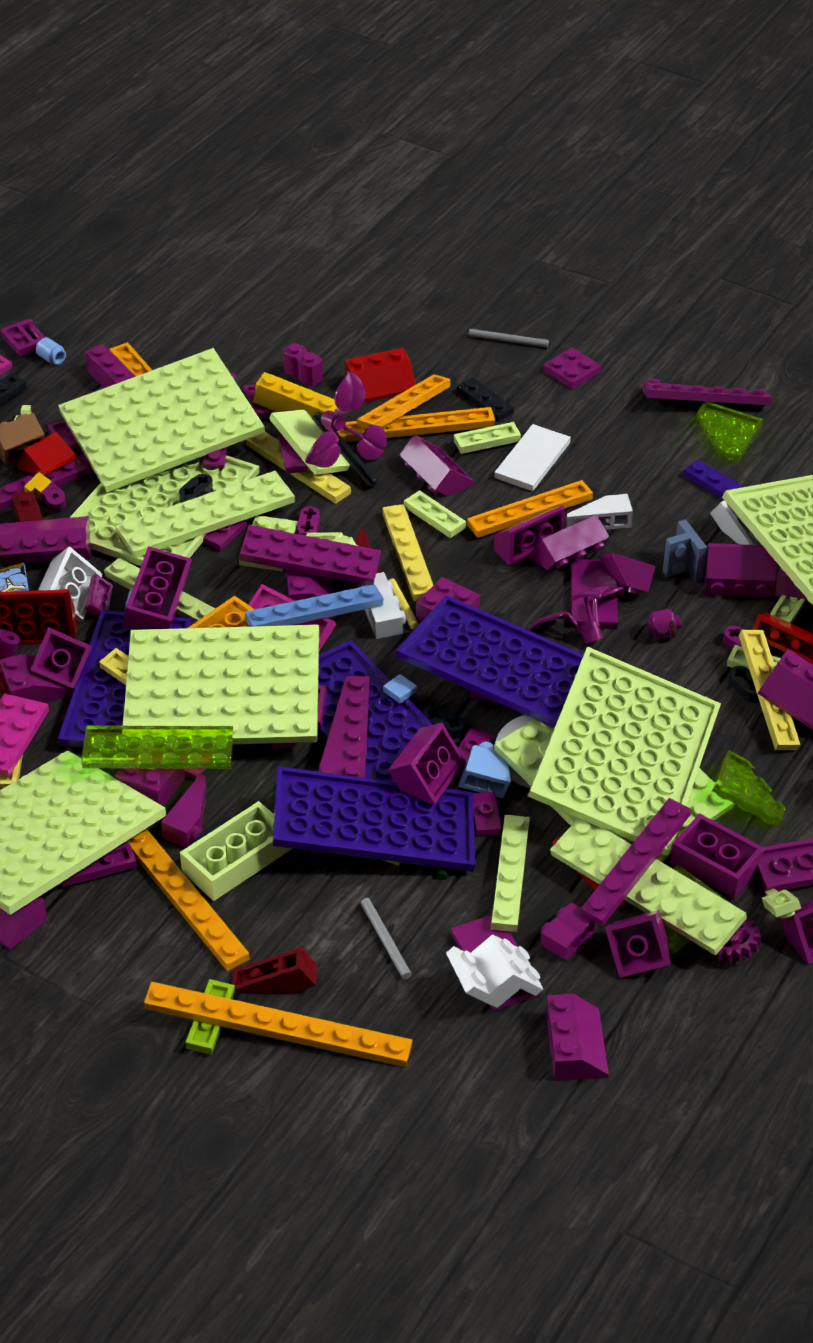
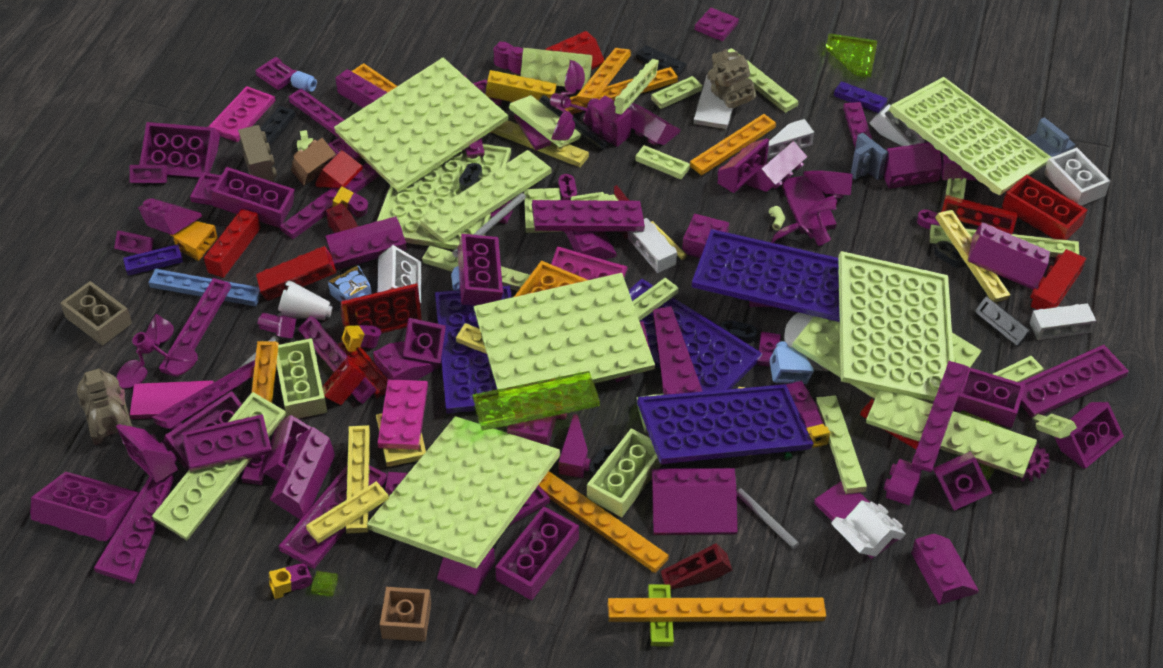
camera: 15 degrees left, 5 degrees up
(49, 382) = (316, 110): none -> magenta plate
(94, 917) = (537, 553): none -> magenta brick
(98, 595) = (427, 281): magenta plate -> none
(213, 538) = (494, 220): none -> light grey bar
(304, 900) = (694, 501): none -> magenta slope
(316, 607) = (608, 258): medium blue plate -> none
(327, 373) = (552, 65): none -> yellowish green brick
(350, 664) = (654, 297): none -> yellowish green plate
(388, 455) = (608, 124): none -> magenta brick
(400, 688) = (697, 311): light blue tile -> none
(407, 550) = (654, 197): light yellow plate -> none
(427, 764) = (747, 369): magenta slope -> none
(430, 419) = (635, 88): none -> yellowish green plate
(486, 848) = (815, 427): none -> leg
(508, 338) = (658, 8): light grey bar -> none
(548, 432) = (729, 78): none -> dark tan animal
(551, 602) = (779, 217): none -> yellowish green arm
(595, 441) = (770, 89): none -> yellowish green plate
(655, 389) = (789, 30): magenta wing -> none
(663, 624) = (871, 219): magenta head -> none
(698, 509) = (856, 120): none -> magenta plate
(741, 786) = (987, 340): clear neon green plate -> none
(773, 833) = (1021, 370): none -> yellowish green plate
(776, 773) = (1002, 321): none -> plate

